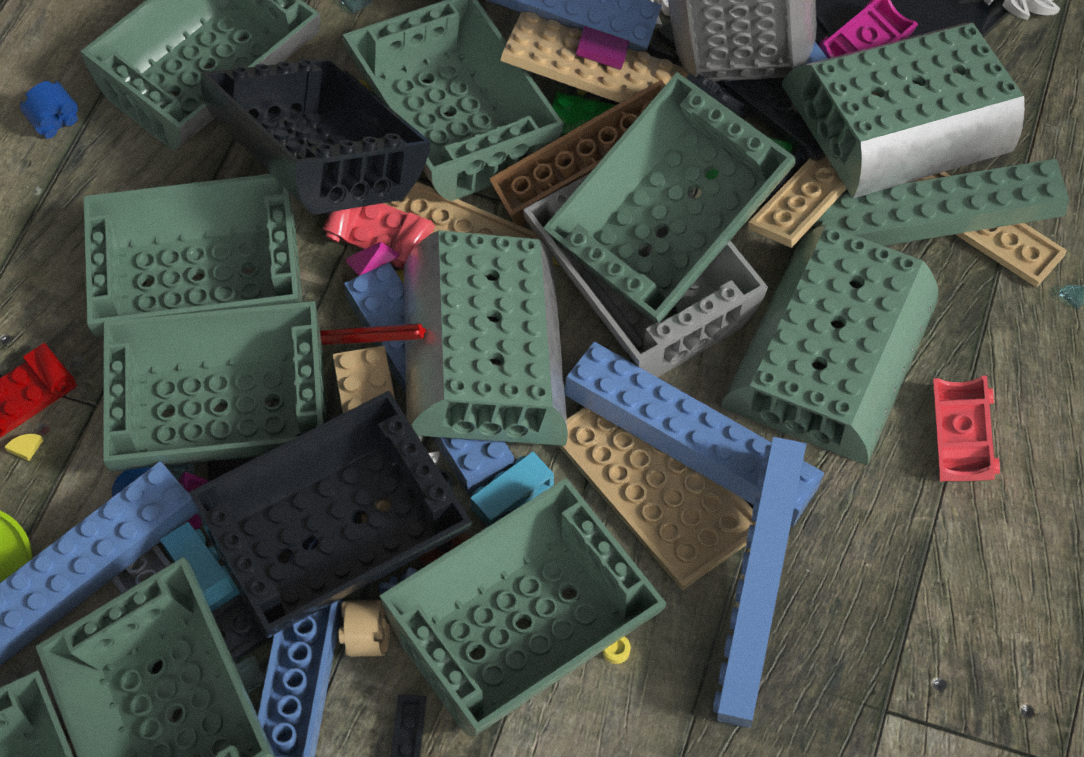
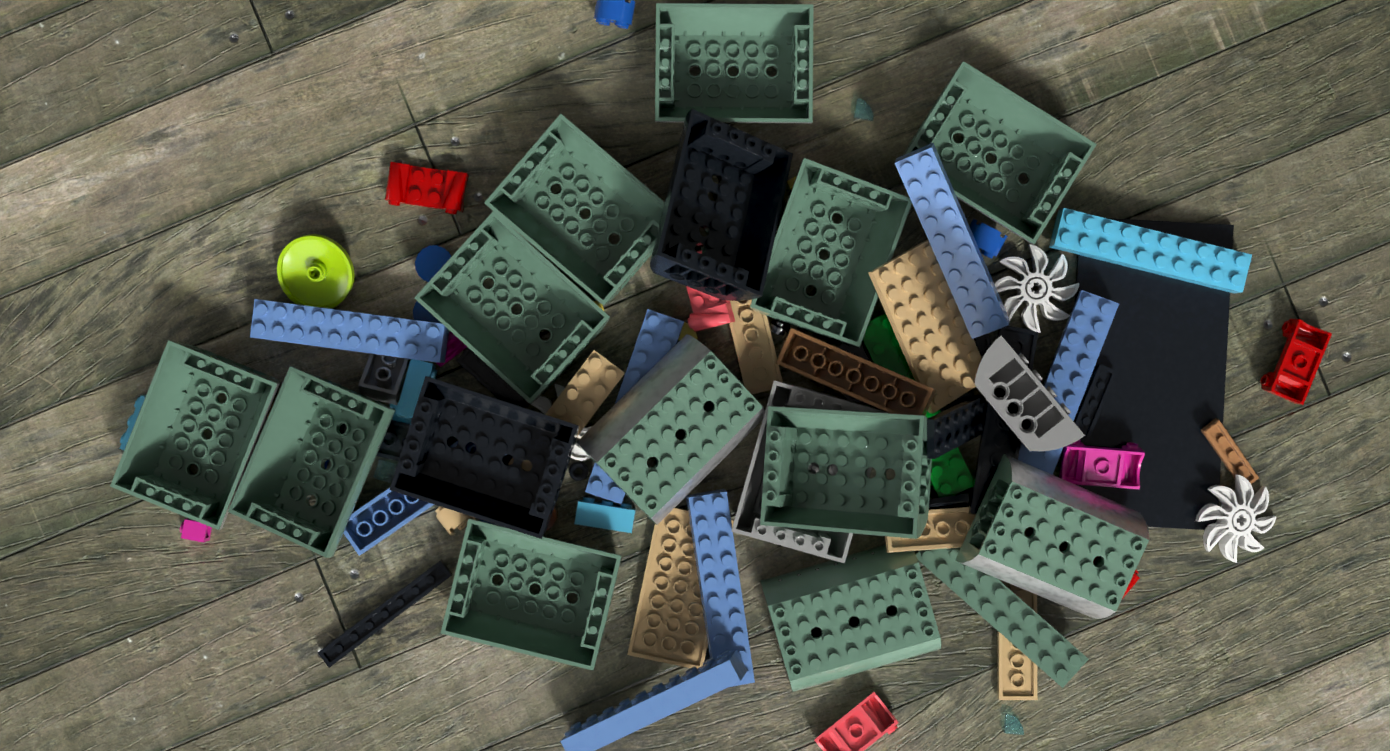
camera: 45 degrees right, 30 degrees up
(24, 445) = (402, 223): light yellow tile -> none
(87, 451) = (430, 261): none -> blue tile
(371, 258) = (673, 310): dark pink slope -> none
(372, 334) = (621, 364): red axle -> none
(479, 198) = (779, 327): none -> black plate
(602, 47) = (942, 317): magenta tile -> none

